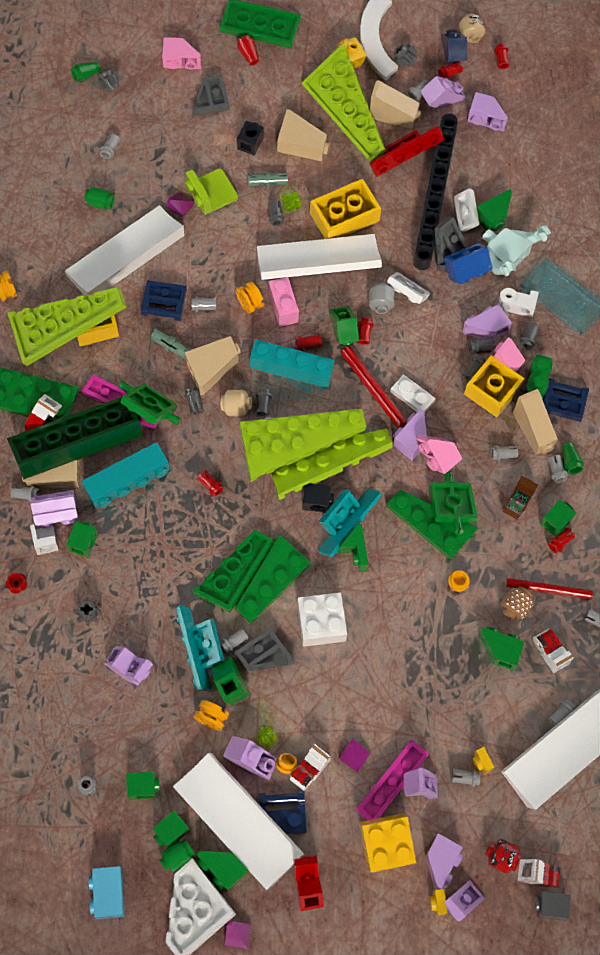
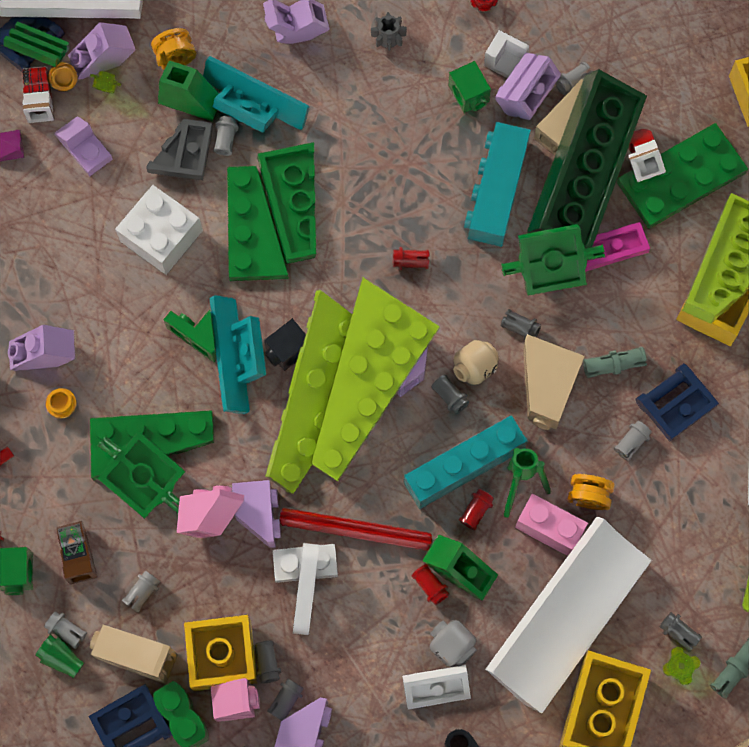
camera: 140 degrees right, 5 degrees up
(271, 327) = (524, 466): none -> green plant
(276, 797) = (38, 43): none -> green tile
(313, 714) = (83, 145): none -> lavender slope
(426, 376) = (306, 589): none -> white beam
(444, 615) = (42, 348): none -> lavender slope

